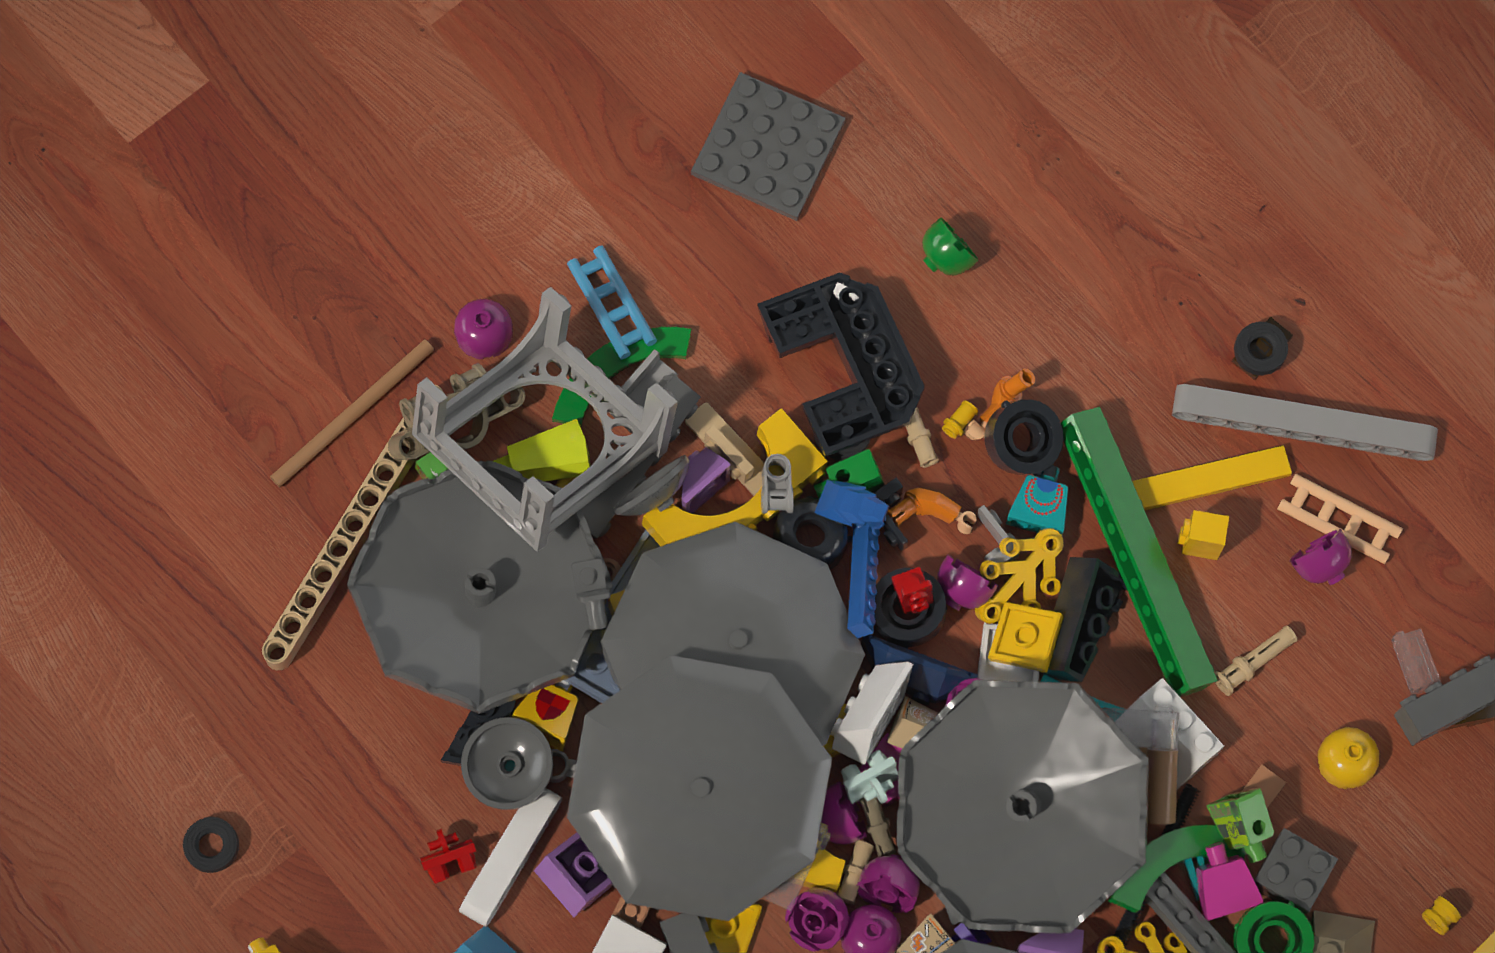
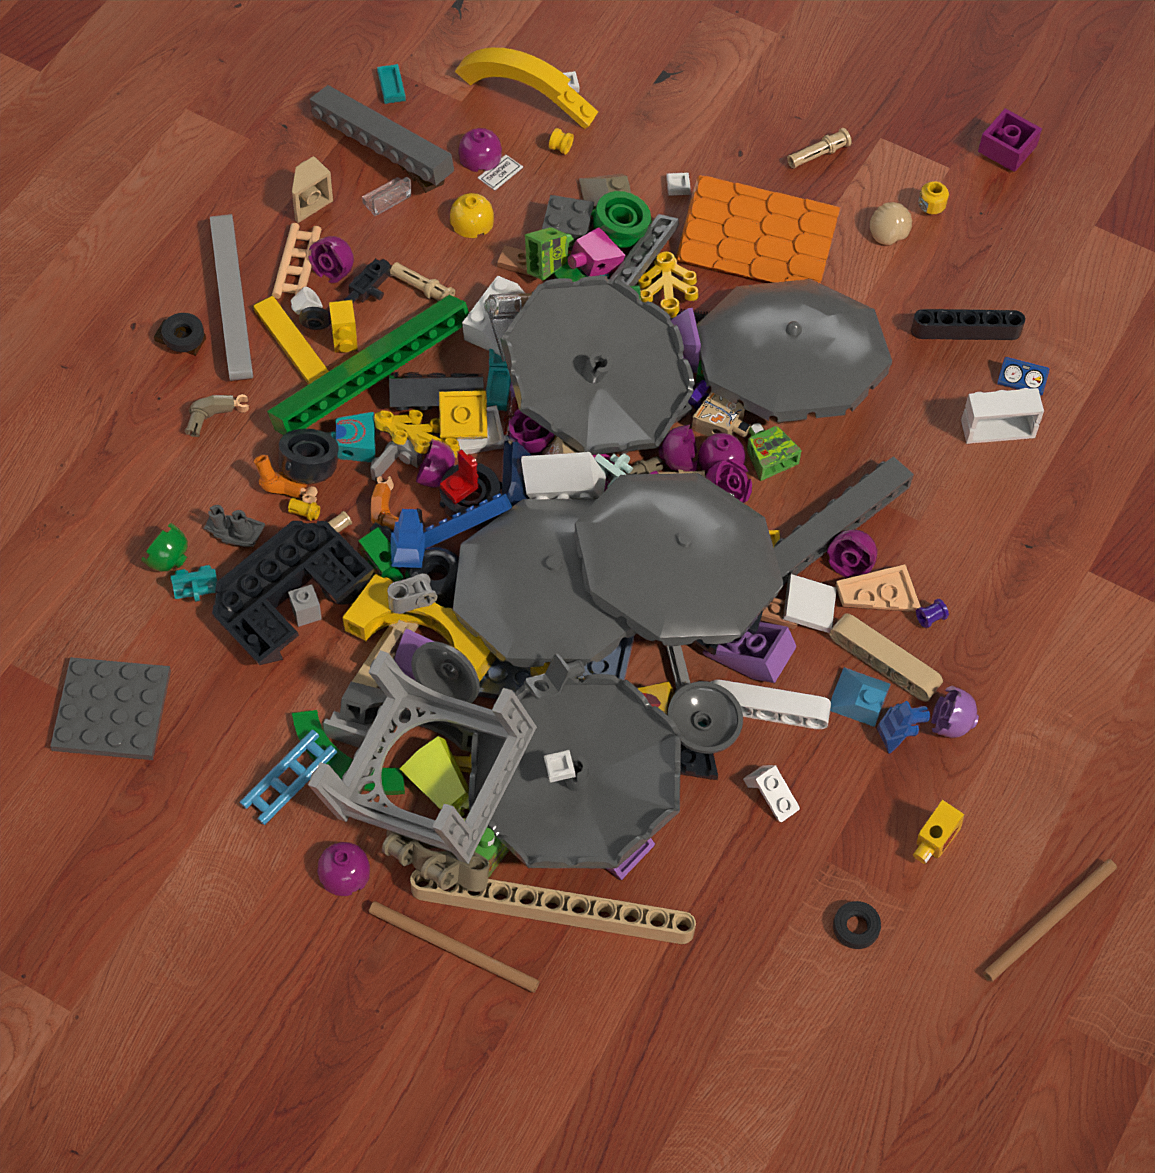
camera: 110 degrees left, 15 degrees down
(402, 812) = (774, 790): none -> white bracket
(435, 862) = (788, 747): red hips -> none
(483, 562) = (559, 766): none -> white tile
(822, 378) = (305, 605): none -> light grey brick
(891, 269) = (194, 583): none -> teal hips
(957, 334) = (233, 529): none -> dark grey connector
(1140, 352) = (211, 405): none -> dark tan arm
(1263, 506) = (305, 298): none -> white plate
(1266, 579) = (359, 289): none -> black piece
(1418, 823) = (501, 173): none -> white sticker
(1442, 558) = (311, 188): none -> tan slope
(1457, 805) = (480, 150): none -> magenta cylinder

